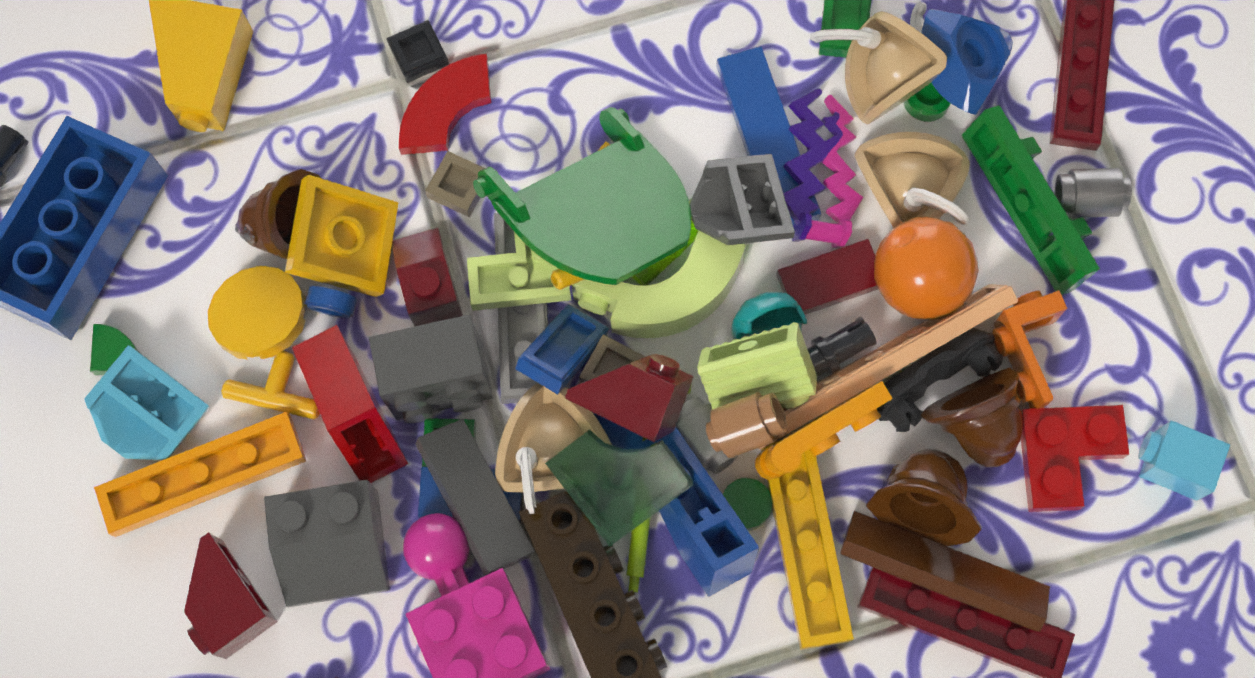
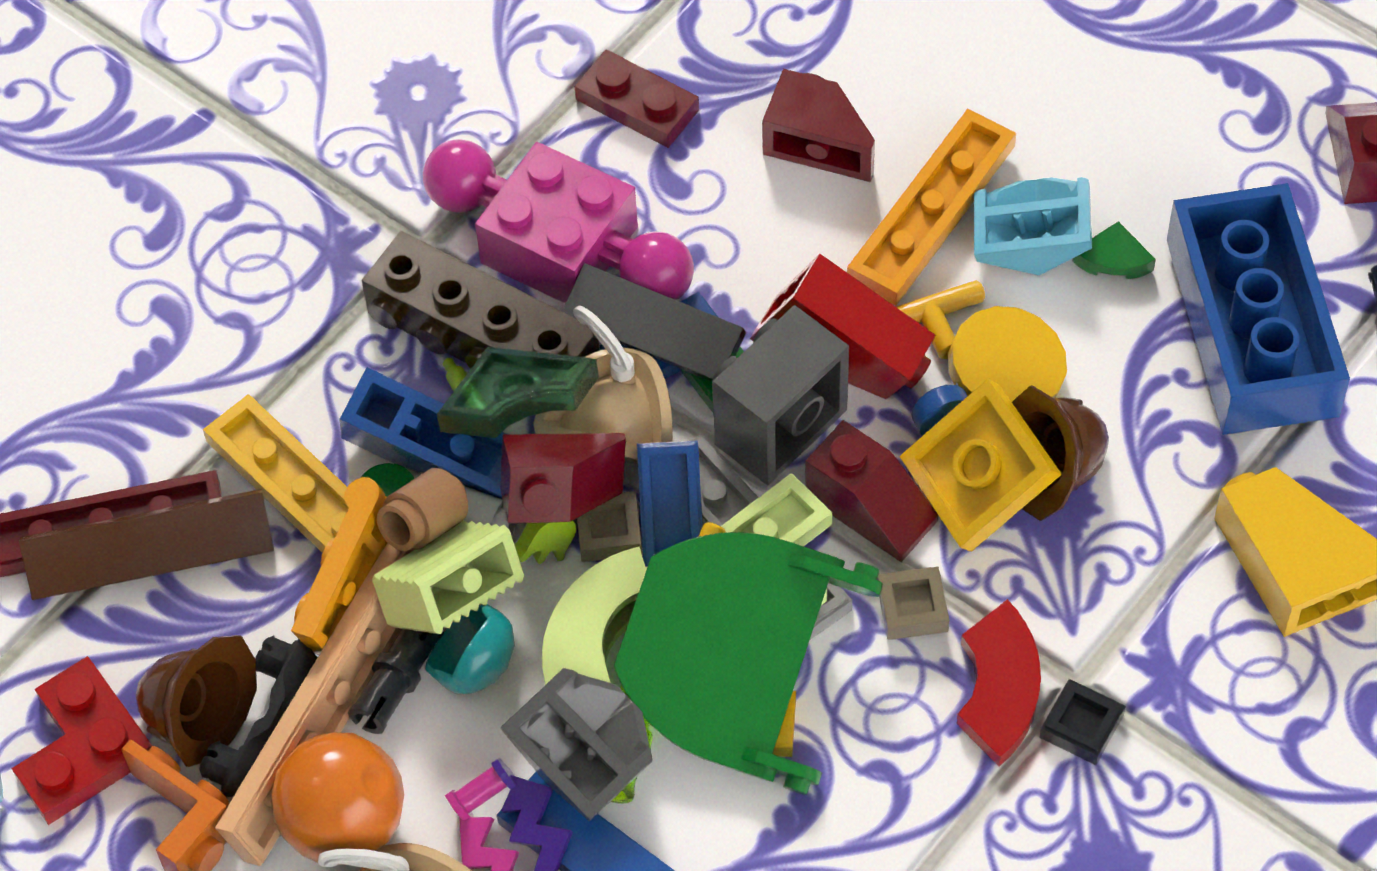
camera: 145 degrees right, 15 degrees down
(327, 543) = (768, 226): dark grey slope -> none
(830, 277) = (446, 758): dark red tile -> none
(927, 499) = (203, 591): reddish brown piece -> none

